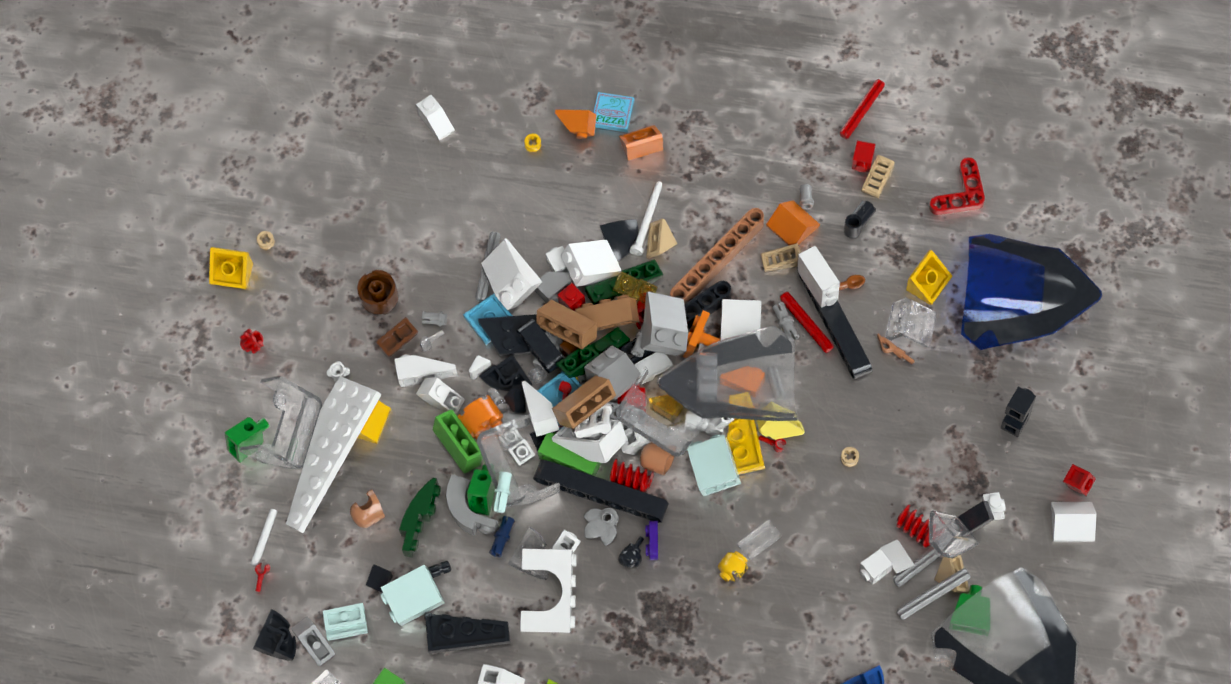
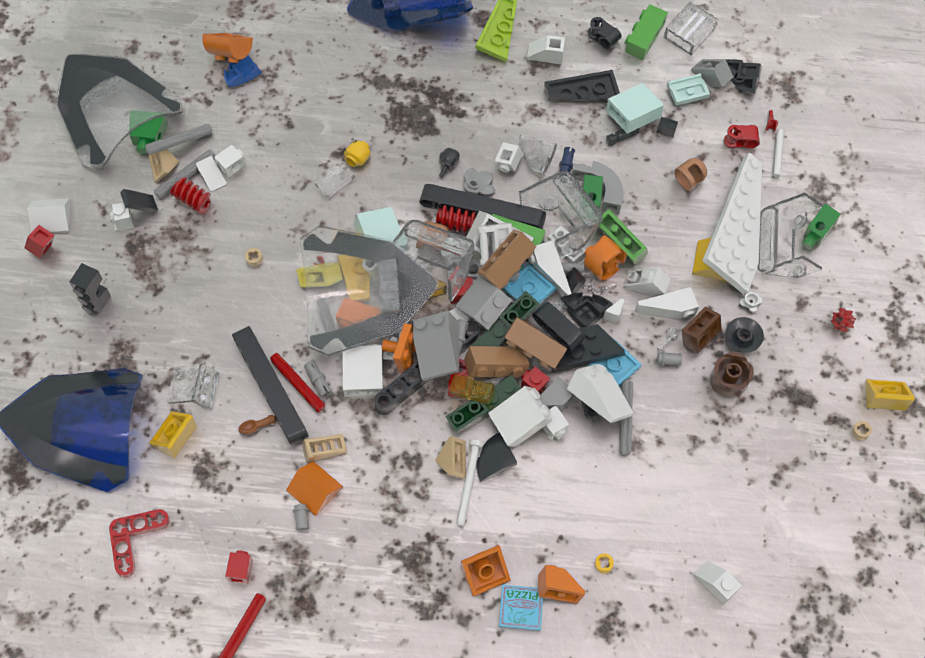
camera: 165 degrees right, 0 degrees up
(295, 556) = (744, 135): none -> red piece
(351, 327) = (748, 328): none -> black dish
(419, 510) = (644, 175): dark green slope -> none
(502, 492) = (570, 175): light aqua axle -> none
(561, 564) = (512, 130): white arch -> none
(566, 388) = (526, 285): red hand -> none
(652, 532) = (430, 163): dark purple plate -> none
(722, 251) = (390, 448): nougat beam -> none
(818, 277) = (284, 403): white brick -> none
(859, 219) = (243, 495): black piece -> none
(884, 166) = (210, 558): tan slope -> none
(893, 349) = (211, 362): nougat hand -> none
(949, 535) = (160, 181): clear slope -> none

